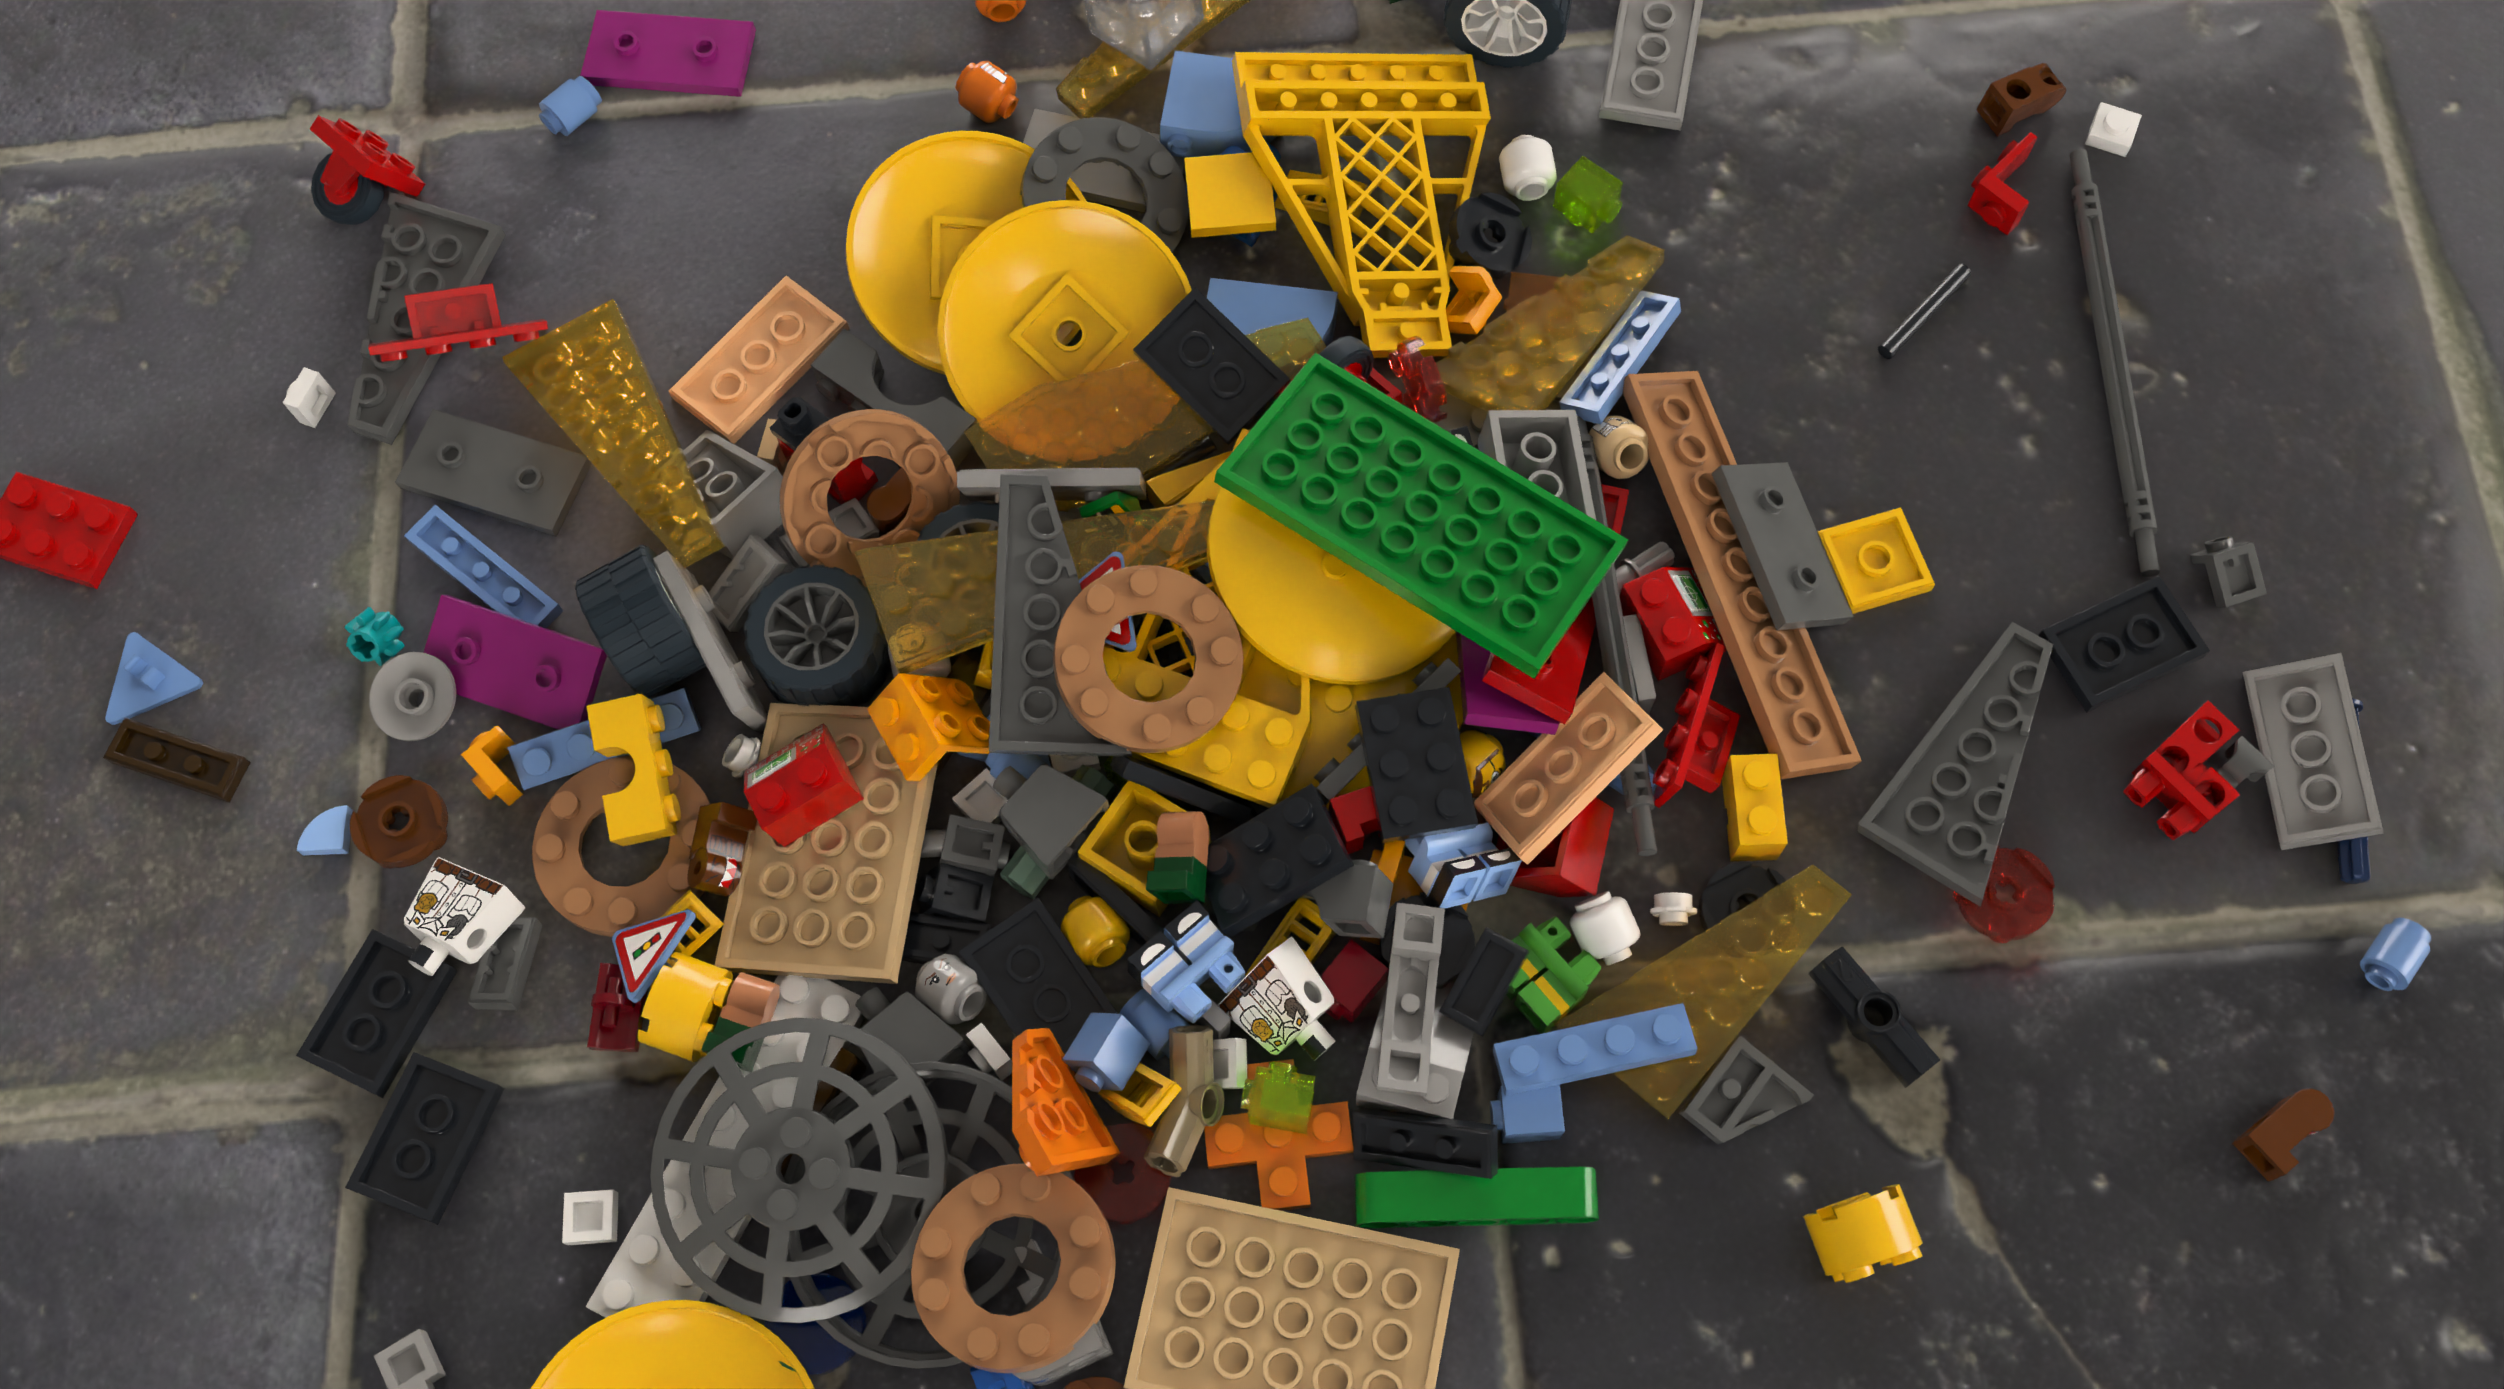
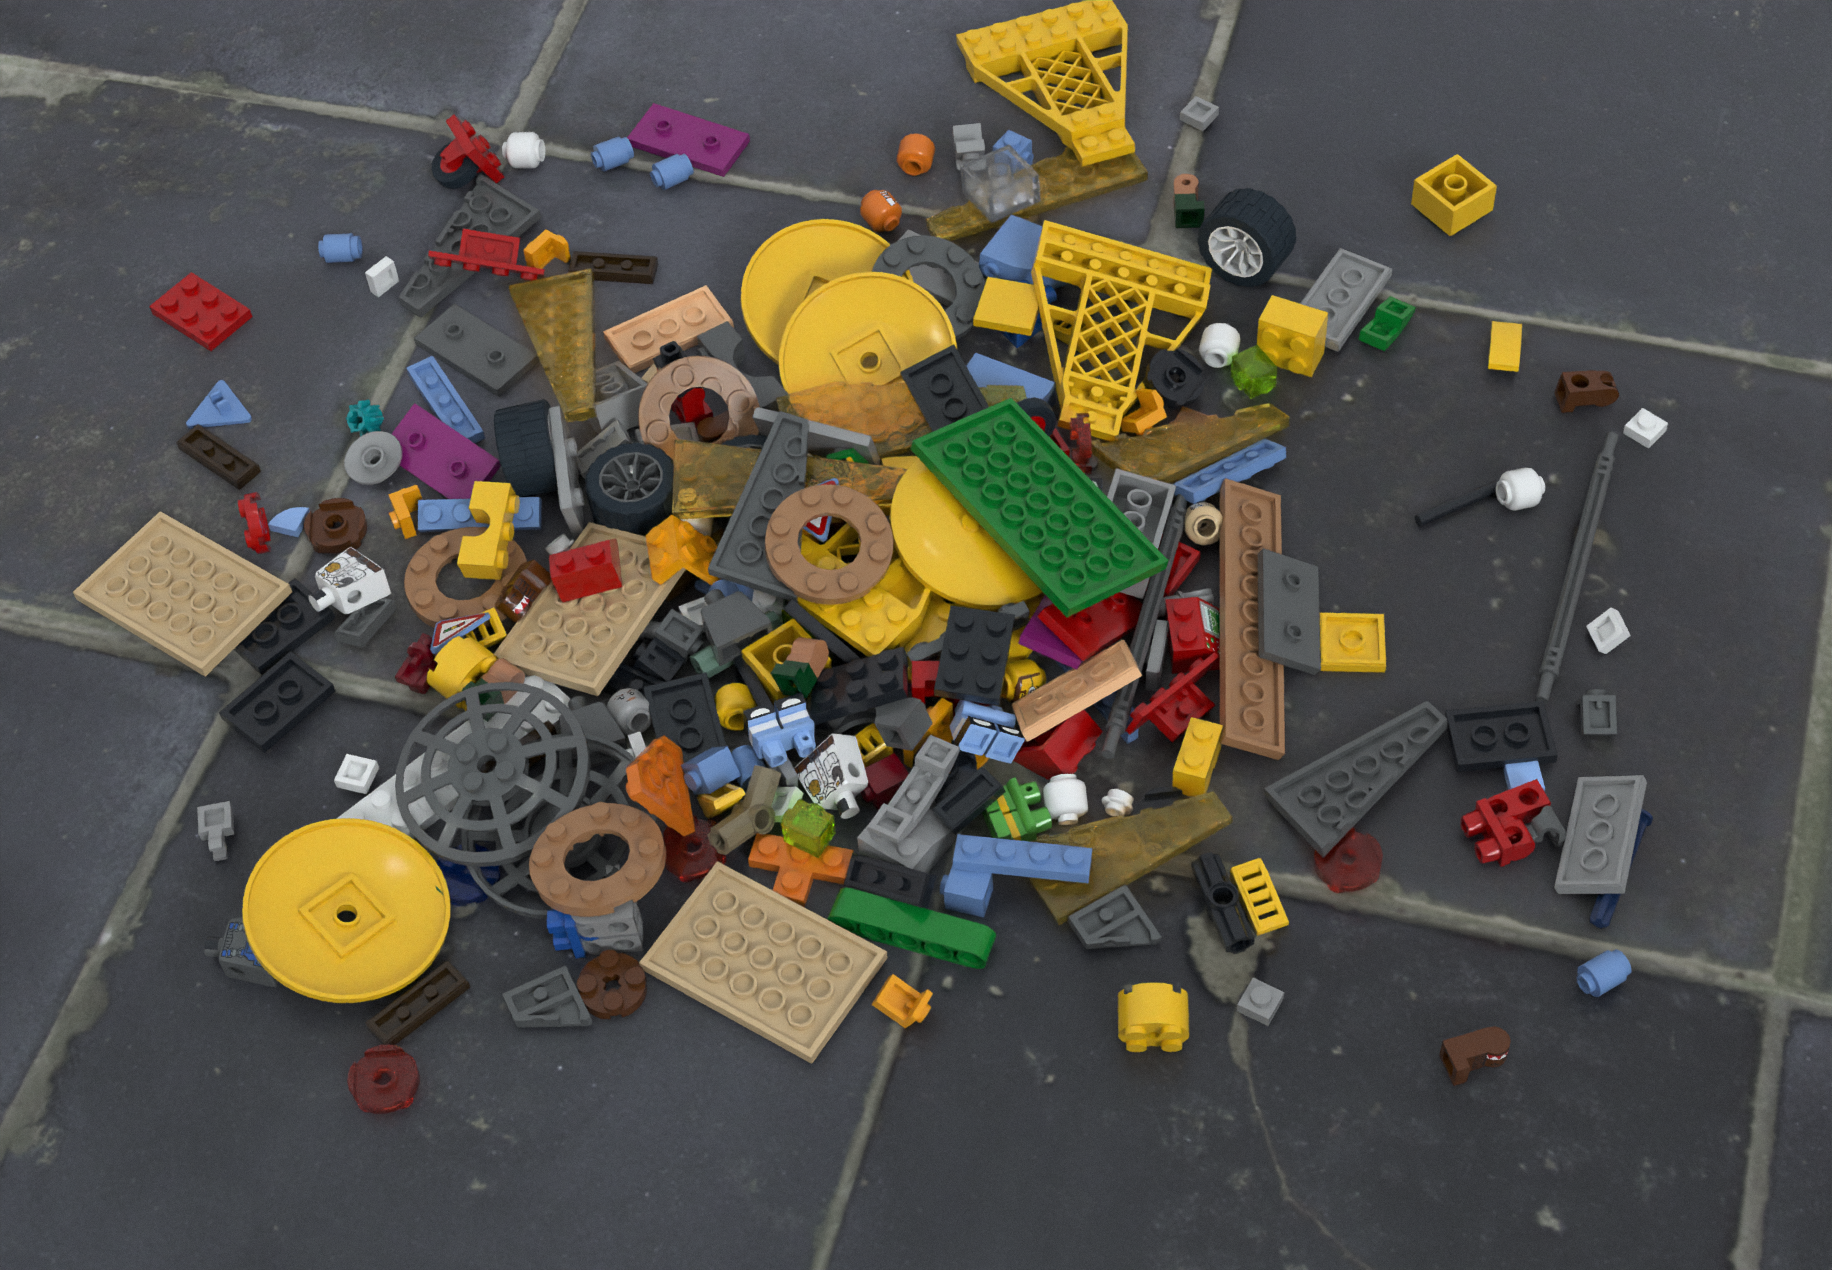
camera: 20 degrees right, 15 degrees down
(211, 1008) = (182, 593): none -> tan plate
(228, 368) = (340, 248): none -> medium blue brick
(280, 862) = (257, 523): none -> red plate
(439, 136) = (524, 150): none -> white head
(531, 284) = (545, 248): none -> light orange bracket
(643, 282) = (616, 267): none -> dark brown tile
(666, 111) = (671, 171): none -> medium blue brick
(1513, 1319) = (902, 1002): none -> light orange bracket
(1625, 127) = (1292, 335): none -> yellow brick
(1727, 70) = (1387, 324): none -> green slope
(1893, 61) = (1505, 346): none -> yellow slope
(1926, 979) = (1252, 876): none -> yellow slope
(1977, 1145) = (1260, 1001): none -> light grey plate
(1993, 198) = (1538, 436): red bracket -> none
(2001, 268) = (1520, 489): none -> white head
(2174, 696) = (1522, 773): none -> light blue tile
(2195, 444) = (1608, 630): none -> white plate

